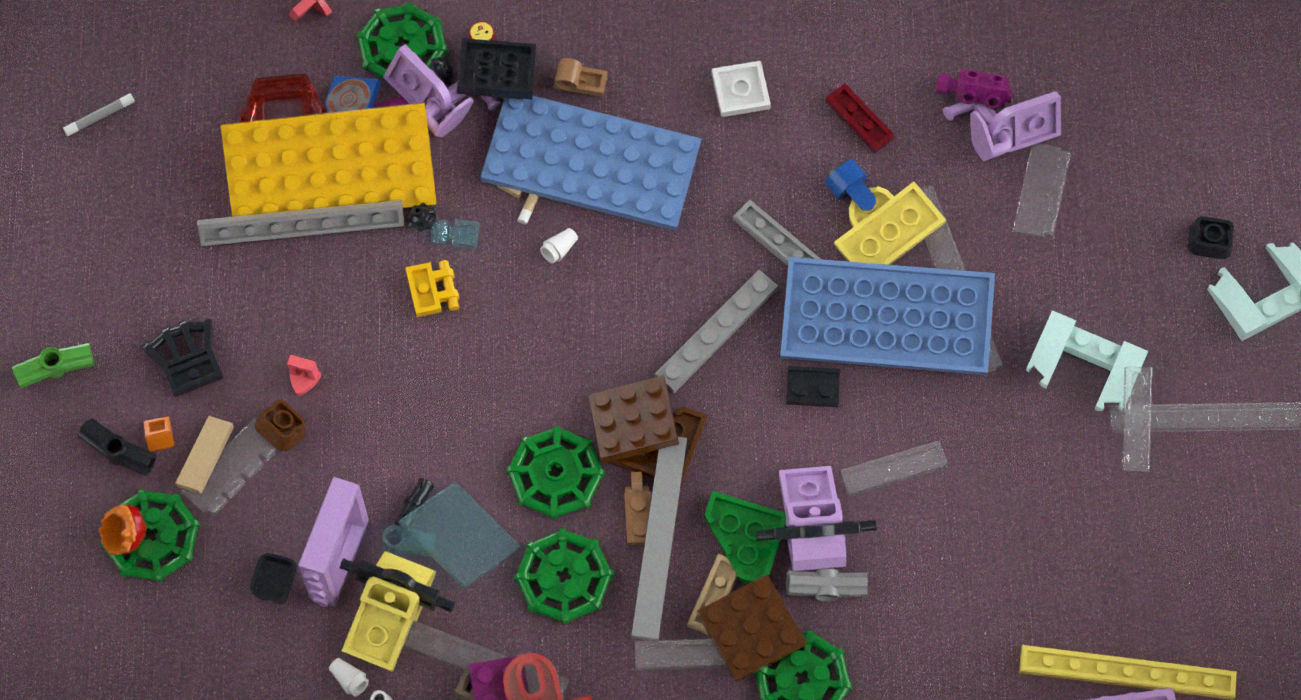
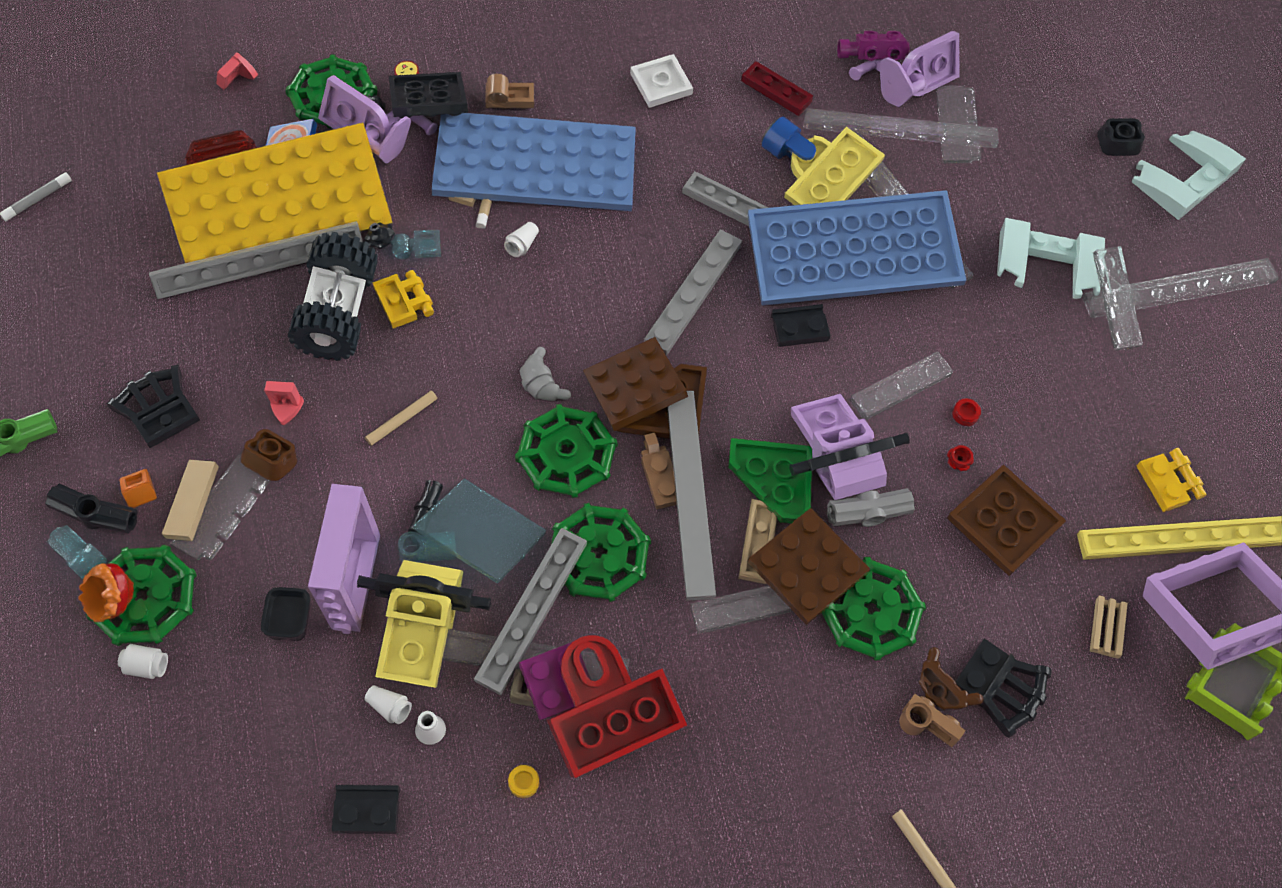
camera: 15 degrees left, 5 degrees down
(101, 488) = (79, 555): none -> clear light blue piece
(144, 596) = (142, 661): none -> white brick
(366, 279) = (328, 318): none -> black plate
(408, 410) = (401, 418): none -> tan piece
(489, 619) = (530, 611): none -> light grey plate
(544, 395) = (538, 379): none -> light grey piece
(934, 547) = (962, 452): none -> red plate
(951, 507) = (966, 412): none -> red tile
(954, 620) = (1006, 519): none -> reddish brown plate
(976, 188) = (902, 128): none -> clear tile
(1123, 615) = (1165, 484): none -> yellow plate

